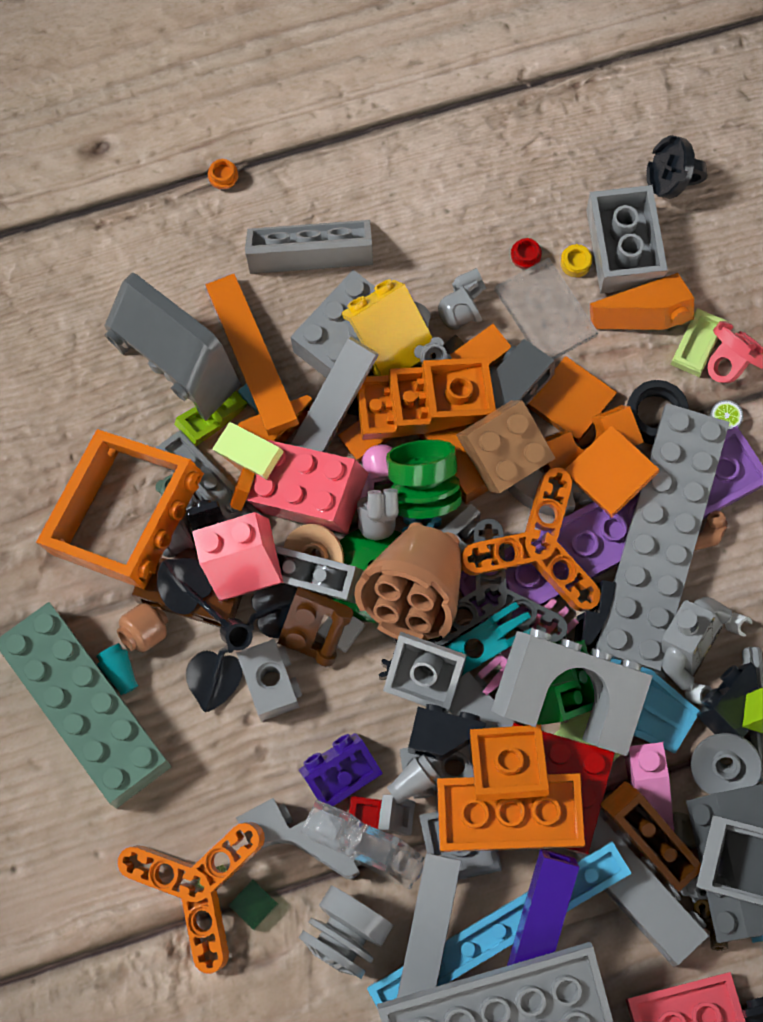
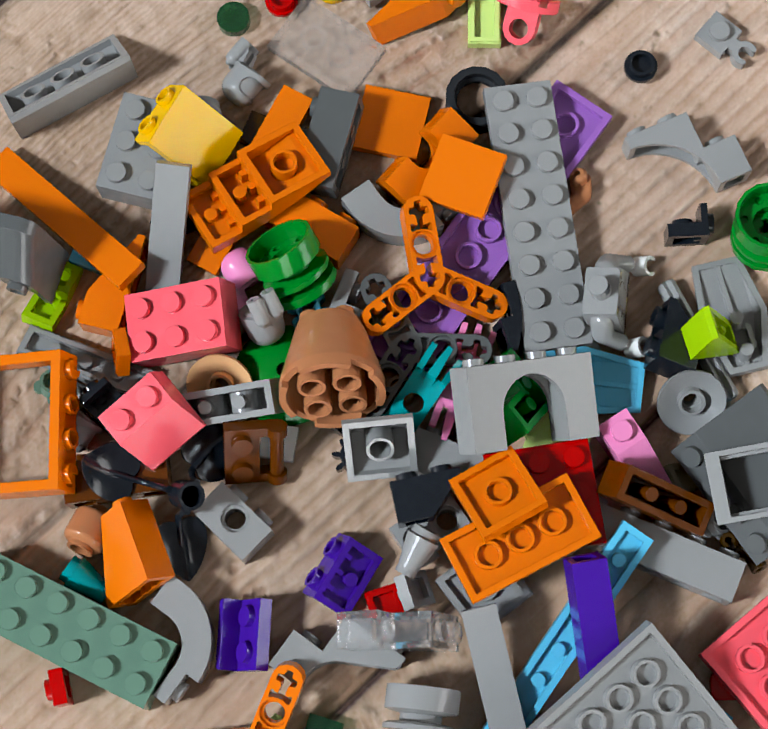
camera: 25 degrees left, 5 degrees up
(49, 751) = (59, 687): none -> red plate
(167, 664) = (132, 553): none -> orange slope
(187, 764) = (196, 634): none -> light grey arch
(228, 781) = (244, 635): none -> dark purple bracket
(248, 450) = (110, 314): yellowish green tile -> none
(435, 346) = (239, 132): light grey plate -> none
(477, 251) = (233, 19): none -> clear green tile
(505, 446) = (354, 199): medium nougat brick -> none
(728, 411) = (541, 70): tile -> none

